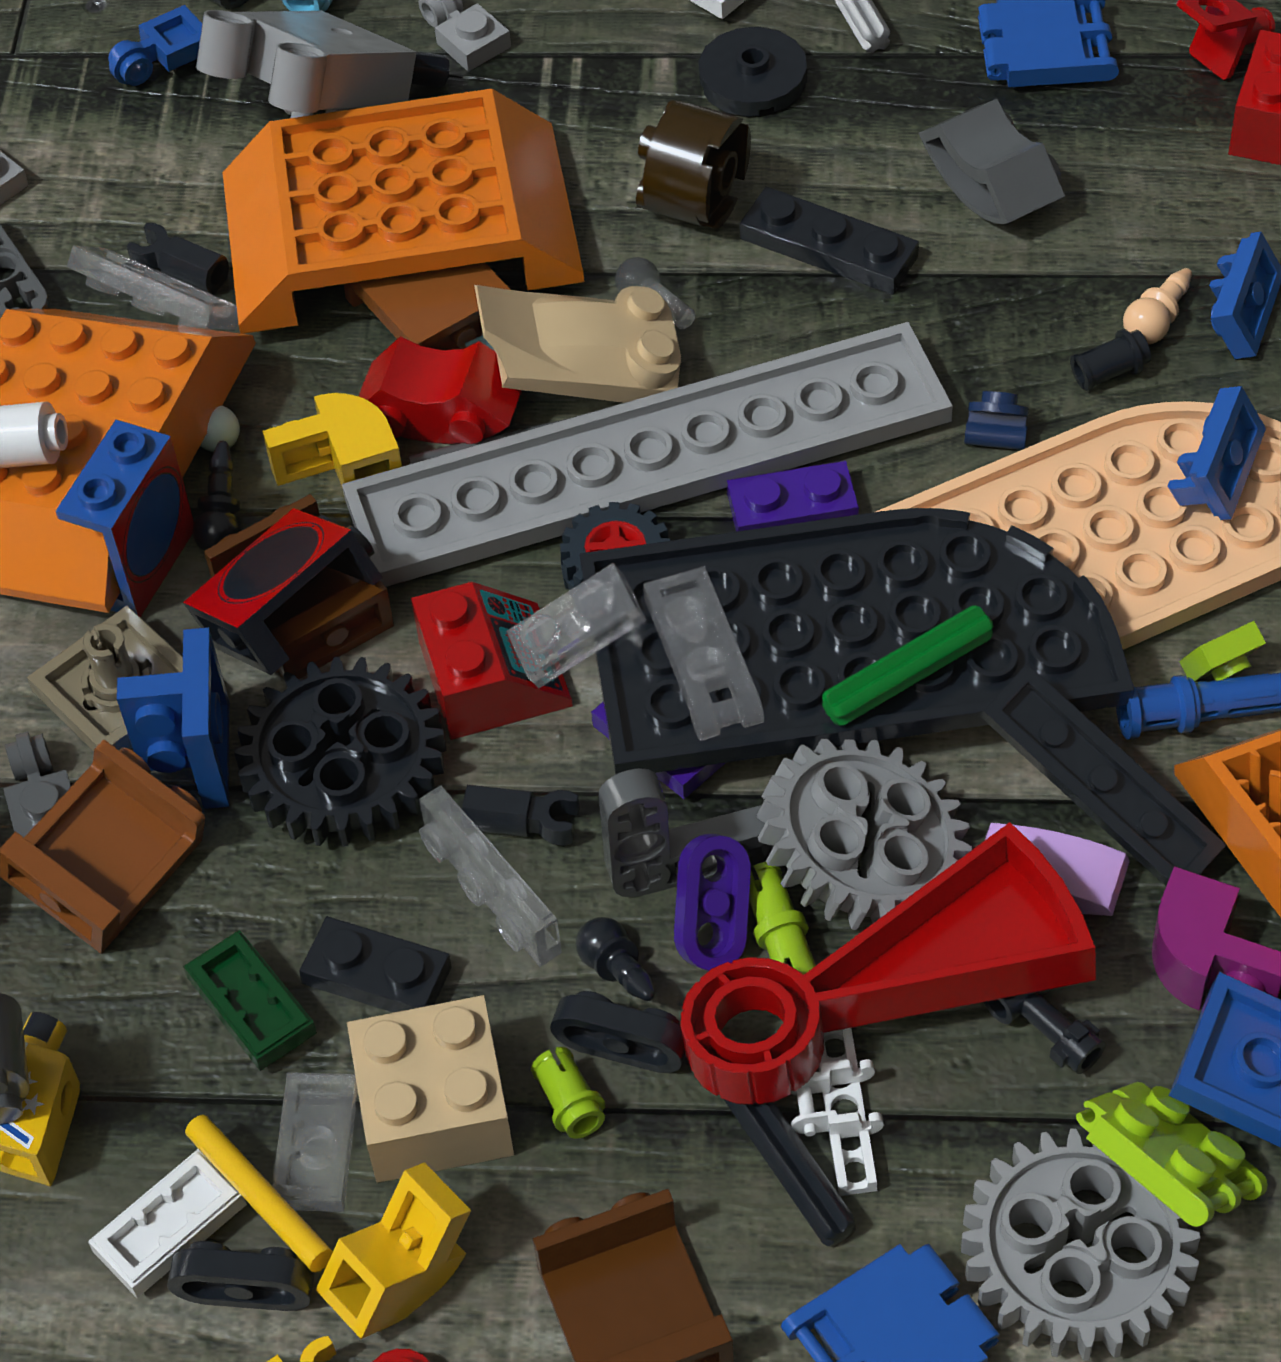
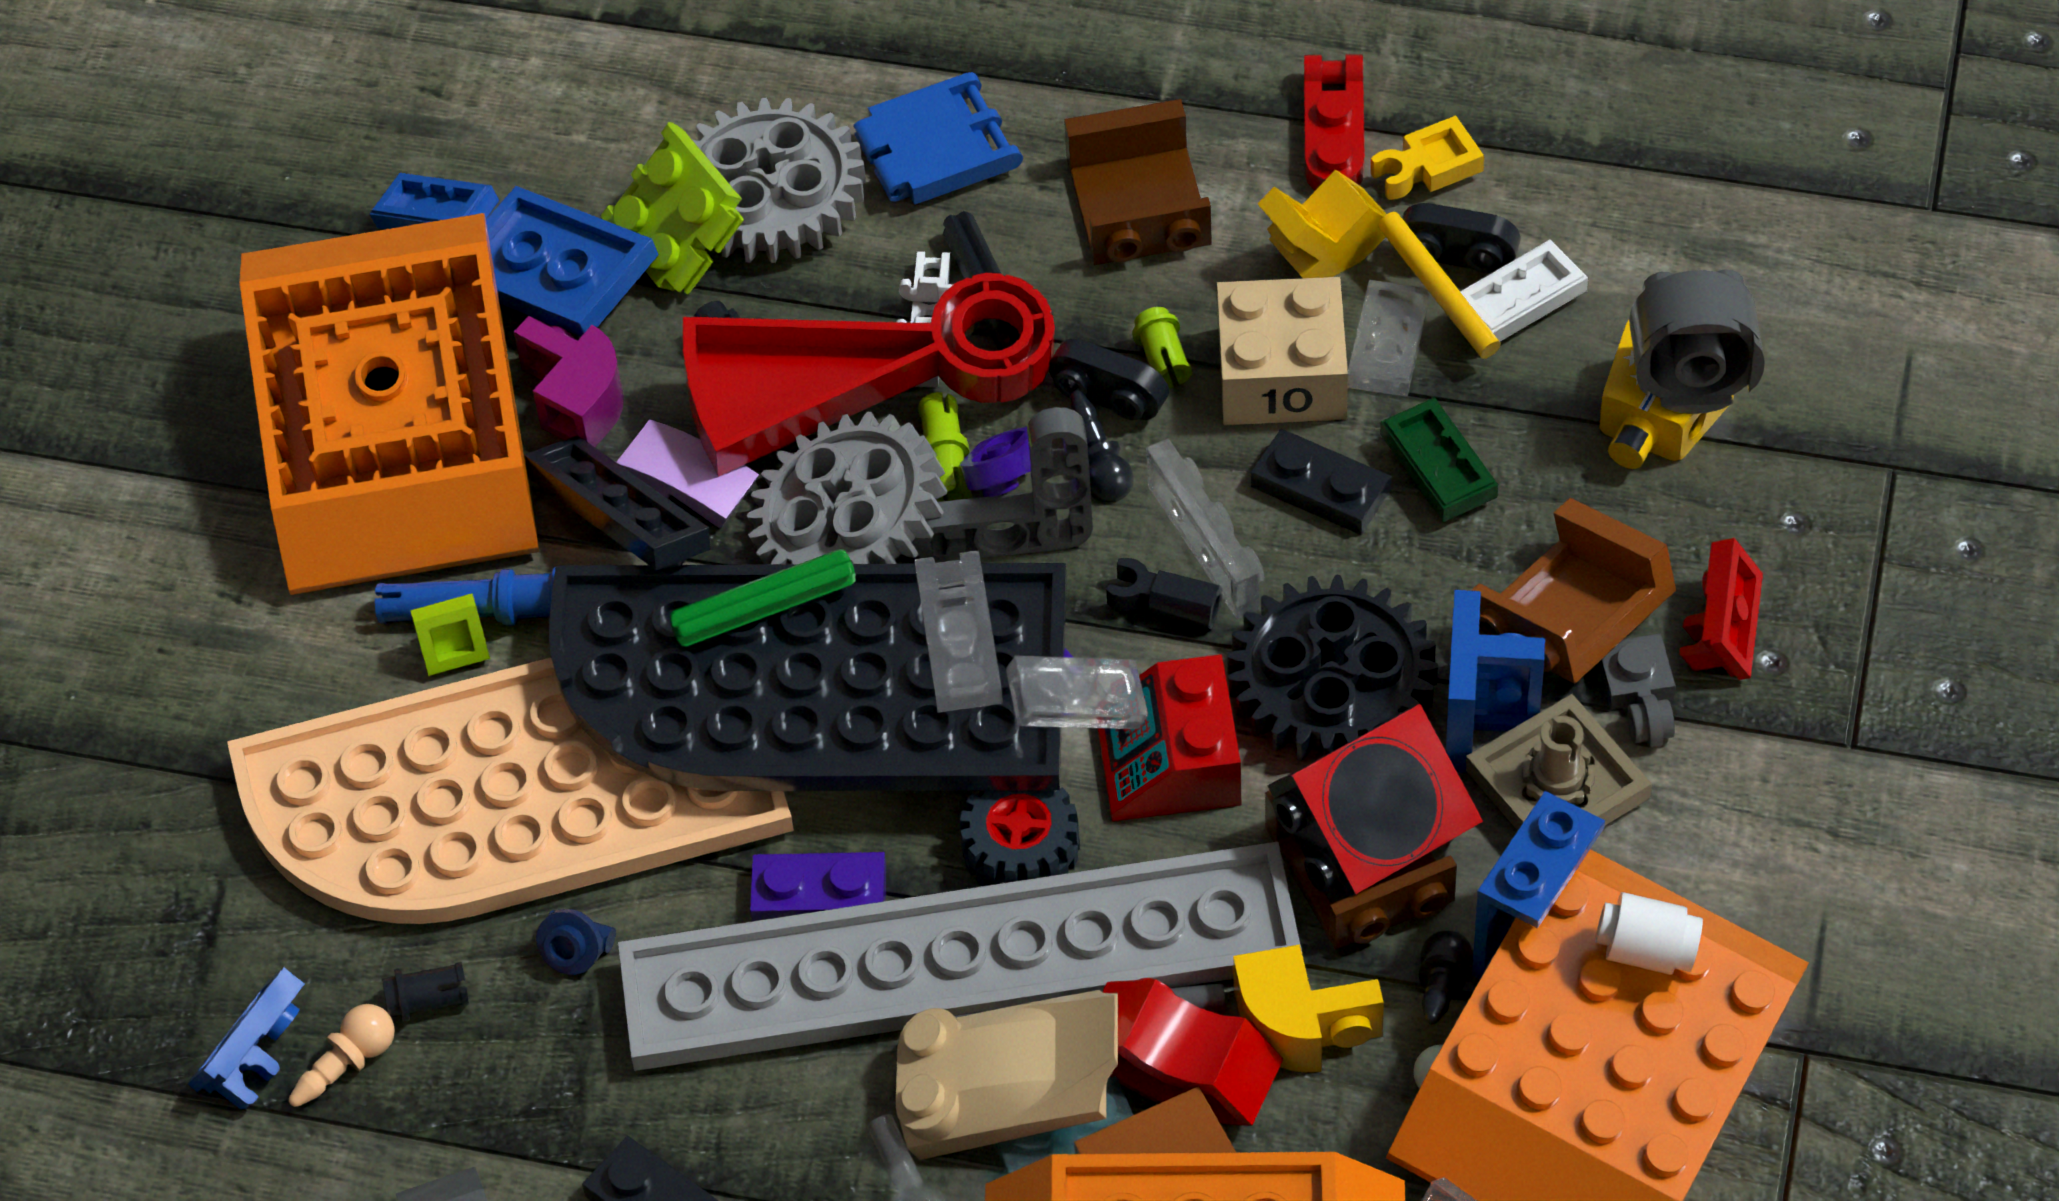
camera: 170 degrees left, 0 degrees up
(1224, 457) = (378, 787): blue plate -> none

